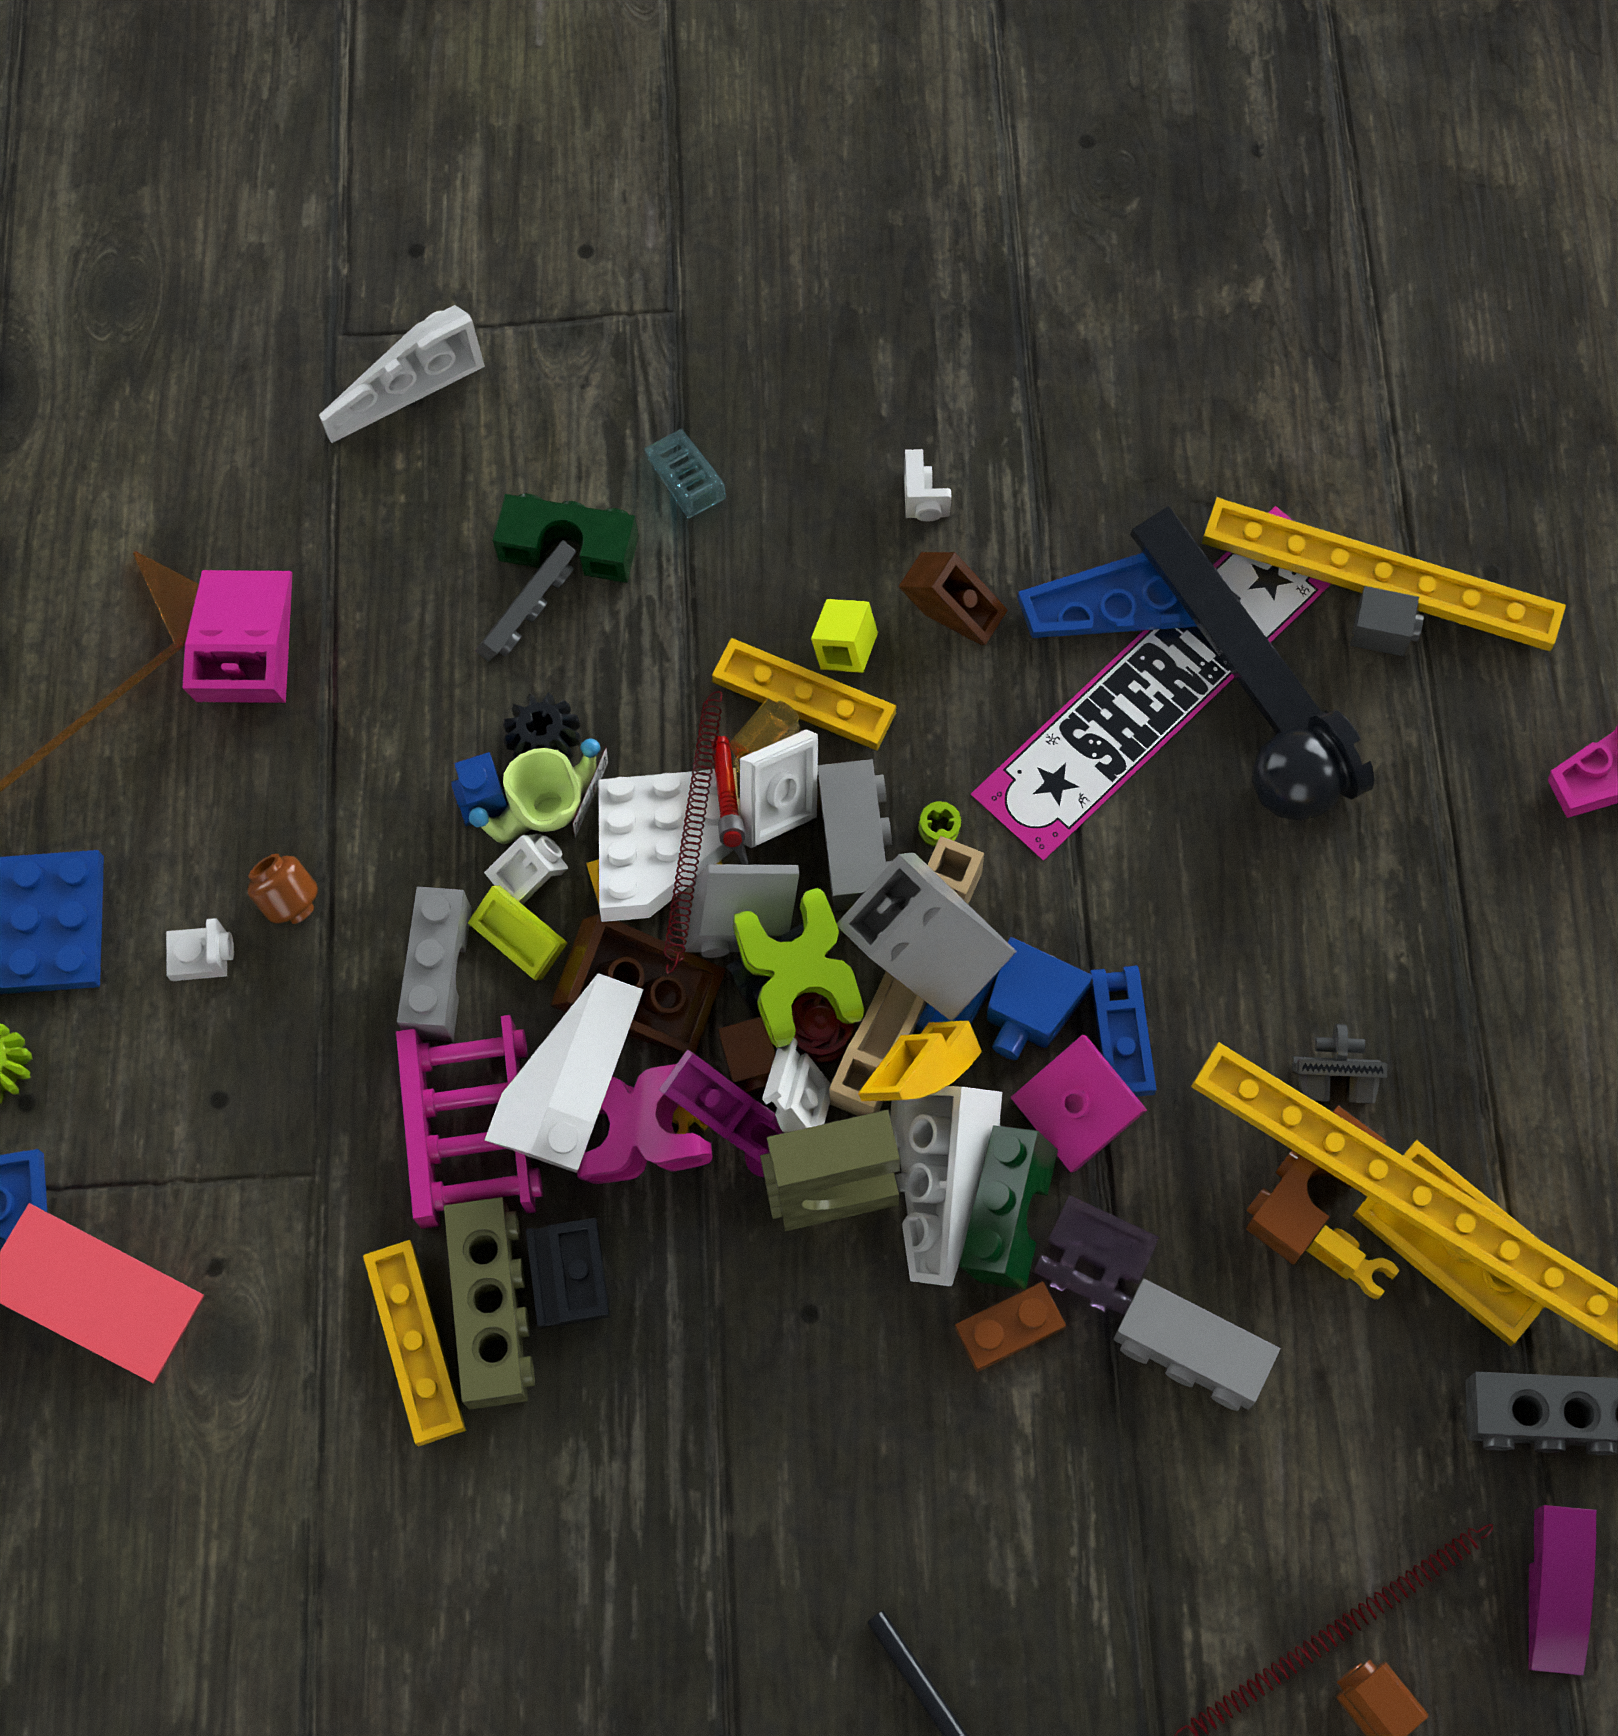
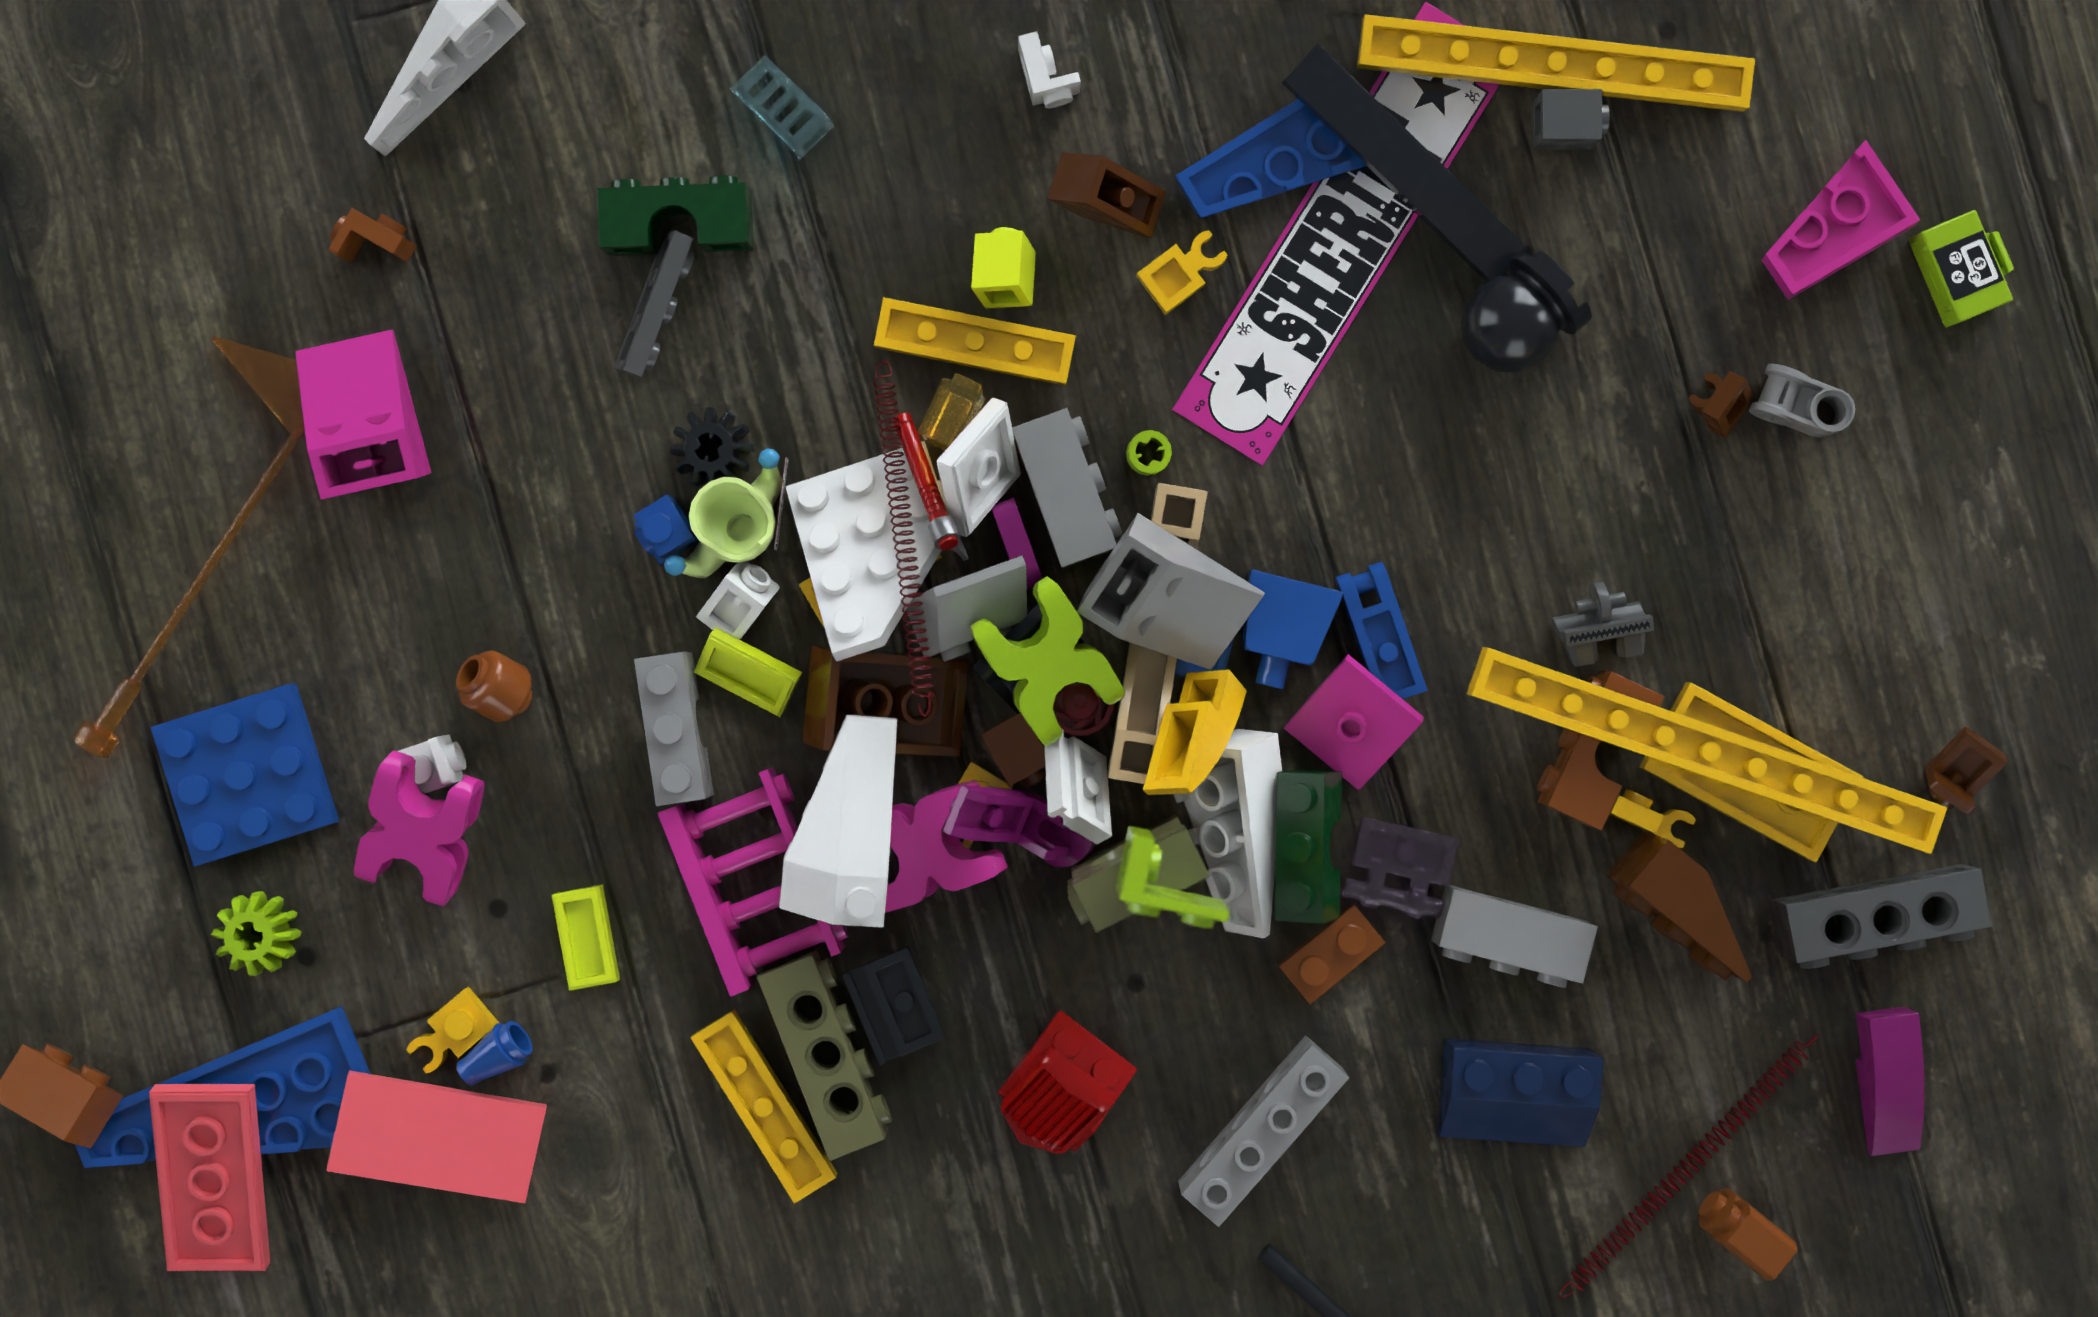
camera: 20 degrees left, 20 degrees up
(145, 1199) = (456, 1027): none -> yellow plate
(171, 998) = (418, 828): none -> dark pink piece
(174, 1229) = (496, 1053): none -> blue cone
(292, 1143) = (585, 937): none -> neon yellow tile
(294, 489) = (354, 228): none -> dark orange bracket
(711, 1393) = (1063, 1087): none -> red piece
(796, 854) = (1016, 538): none -> magenta beam
(835, 1146) = (1141, 863): none -> lime bracket
(901, 1481) = (1262, 1131): none -> light grey brick
(1001, 678) = (1176, 276): none -> yellow plate
(1170, 1510) = (1519, 1092): none -> dark blue slope
(1366, 1337) = (1682, 898): none -> reddish brown slope
(1492, 893) = (1726, 404): none -> reddish brown tile
(1563, 906) = (1792, 401): none -> light grey piece

